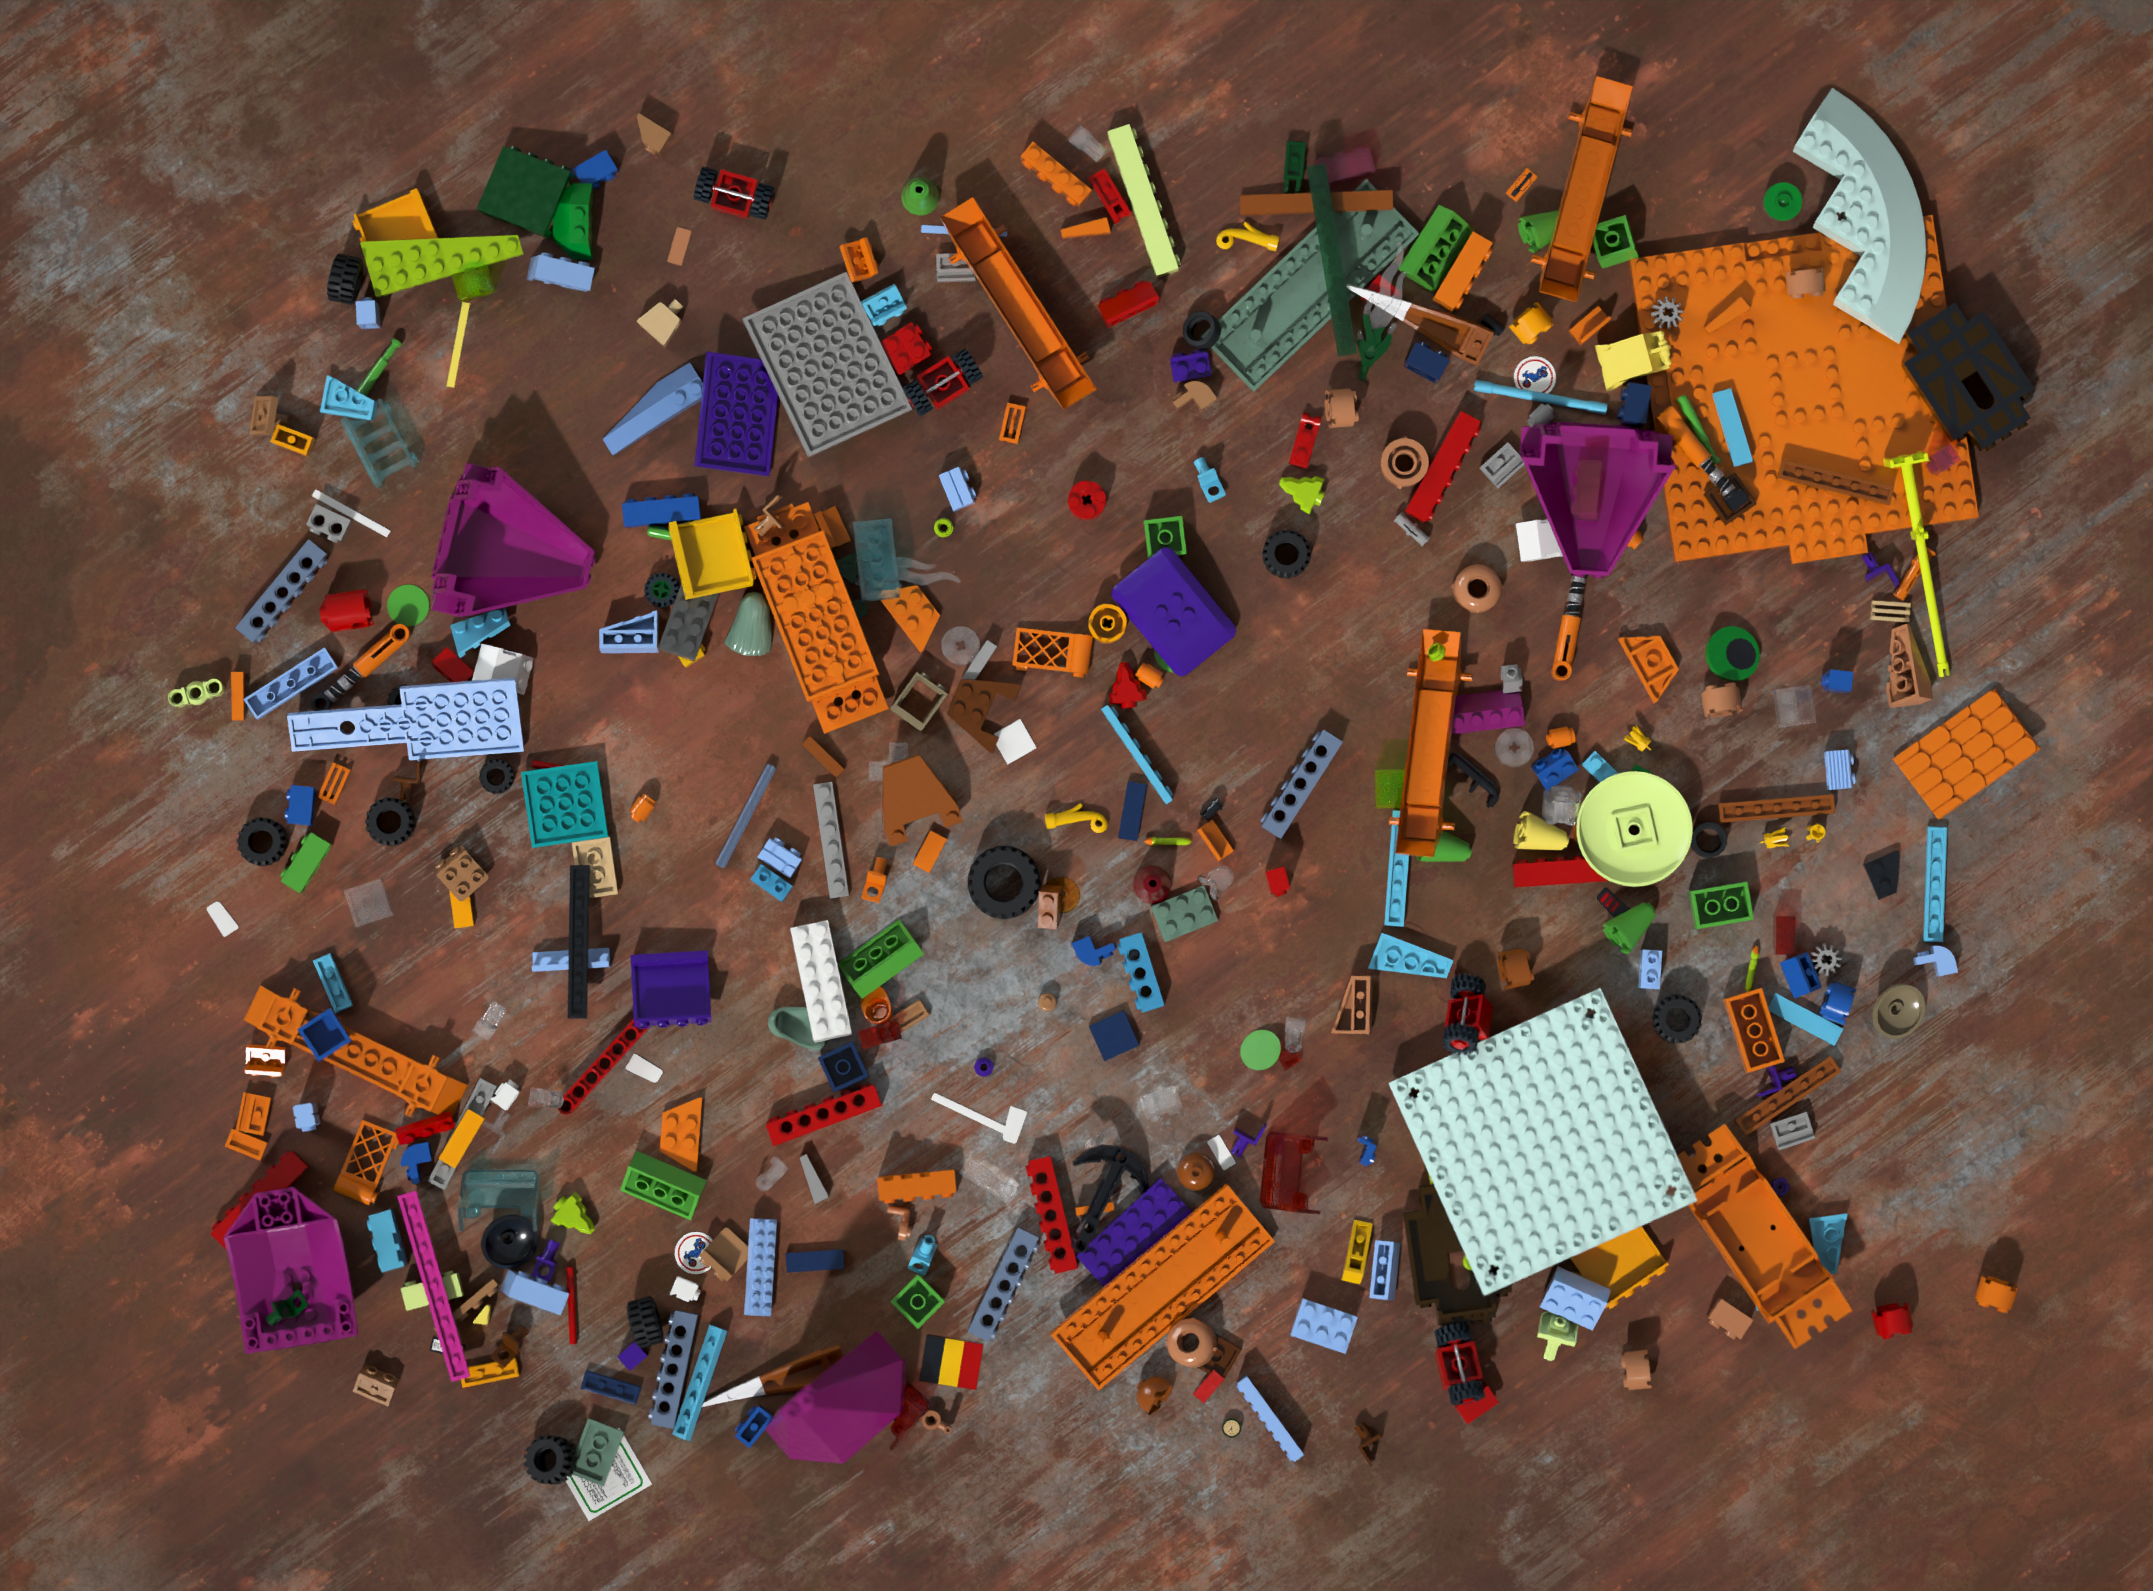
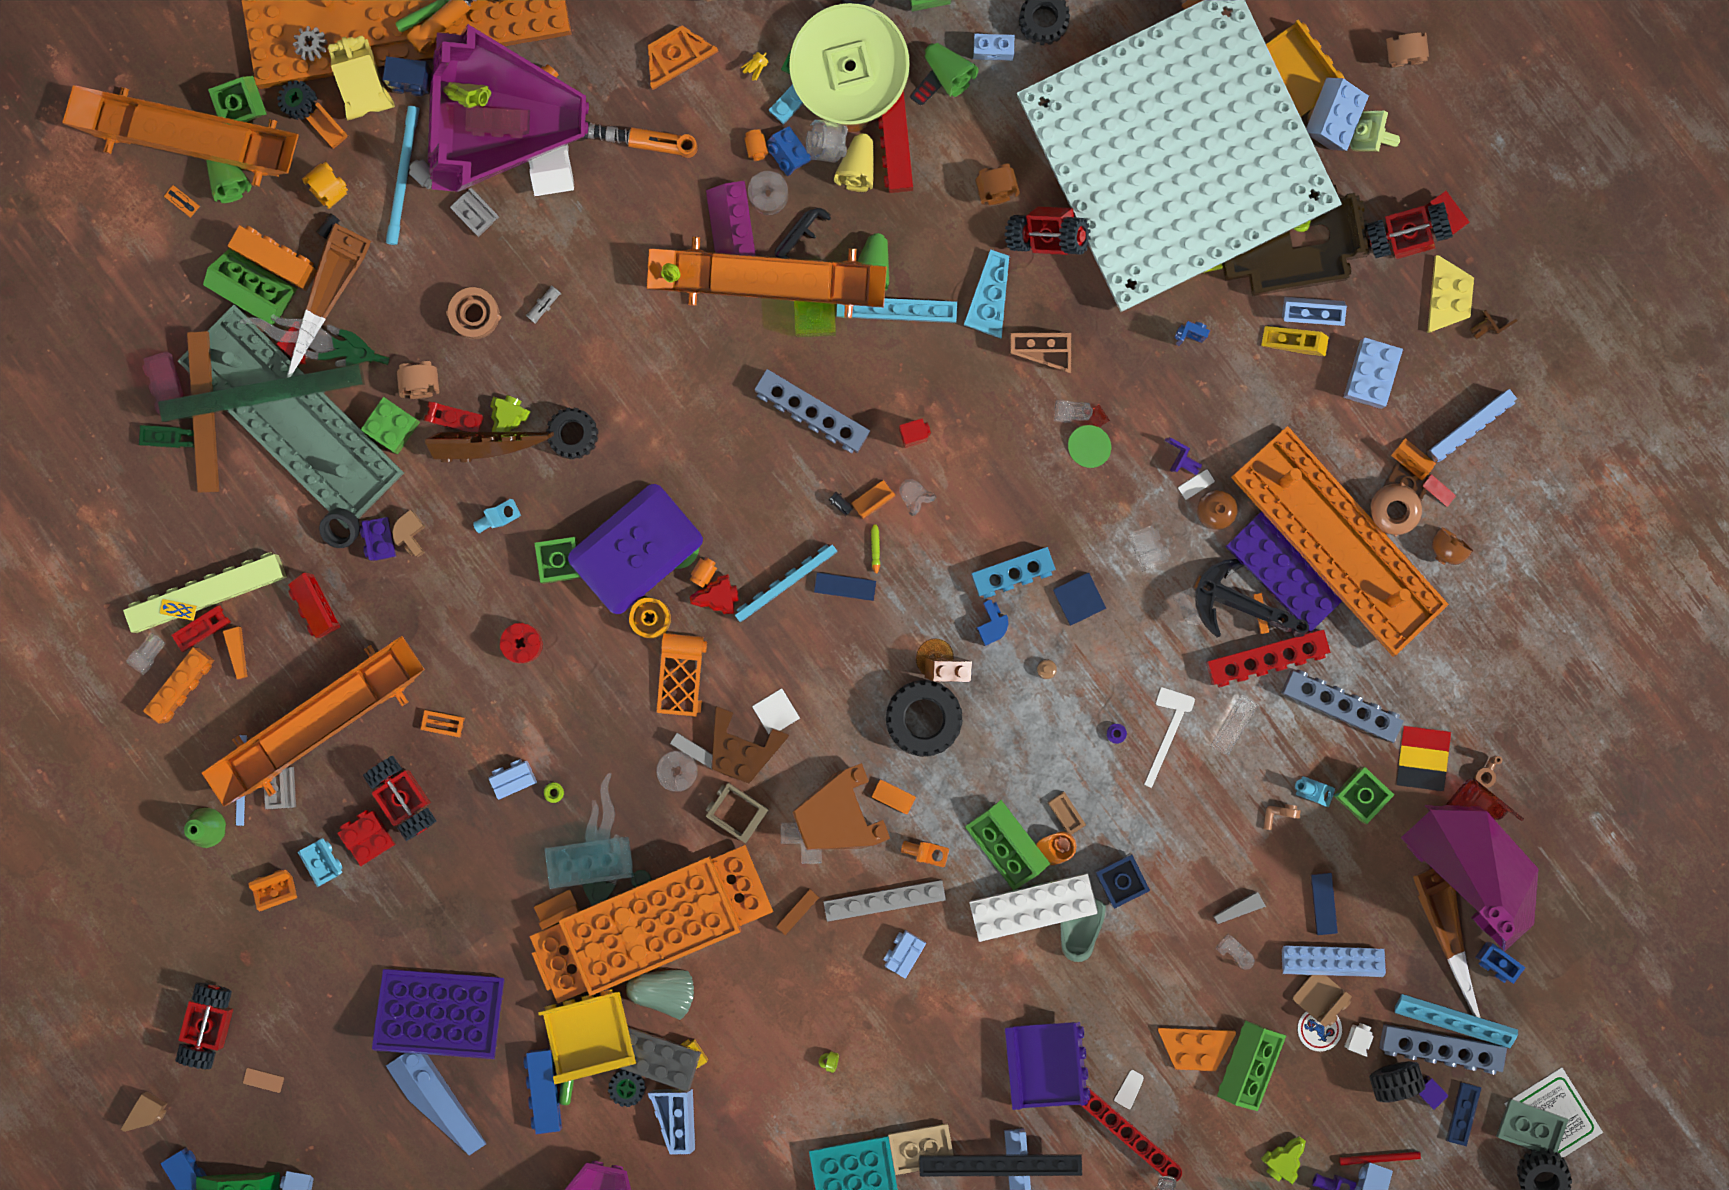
camera: 90 degrees left, 0 degrees up
(642, 808) = (857, 1101): orange brick -> none
(662, 321) = (342, 1097): tan torso -> none
(678, 785) = (832, 1061): none -> lime tile
(745, 815) = (861, 991): sand blue axle -> none
(770, 519) = (548, 975): medium nougat bracket -> none
(771, 883) = (931, 962): dark azure brick -> none
(827, 364) = (384, 921): light grey plate -> none
(871, 1102) = (1196, 945): red brick -> none
(880, 1034) = (1087, 843): clear red brick -> none
(914, 615) = (646, 821): orange wing -> none
(916, 1185) = (1243, 800): orange wedge -> none
(1072, 816) = (852, 648): yellow plant -> none
(1128, 176) = (178, 609): none -> yellow sticker
(1152, 894) = (915, 572): dark red cone -> none
(1184, 913) = (950, 529): sand green plate -> none
(1231, 1427) = (1480, 466): tile -> none
(1239, 1362) = (1413, 459): none -> orange panel
(1253, 235) = (239, 478): yellow plant -> none
(1277, 466) = (480, 444): none -> reddish brown wedge
(1283, 1171) = (1216, 420): clear red windscreen -> none
(1298, 380) = (390, 425): none -> bright green brick
(1397, 1404) = (1449, 295): none -> light yellow wing
(1426, 362) = (368, 292): dark blue brick -> none
(1442, 467) = (476, 273): red brick -> none
(1469, 602) = (611, 249): nougat piece -> none
(1511, 679) = (696, 195): light grey window -> none
(1535, 375) = (379, 182): white sticker -> none
(1608, 298) = (301, 106): none -> black wheel
(1615, 462) = (468, 94): none -> lime rock

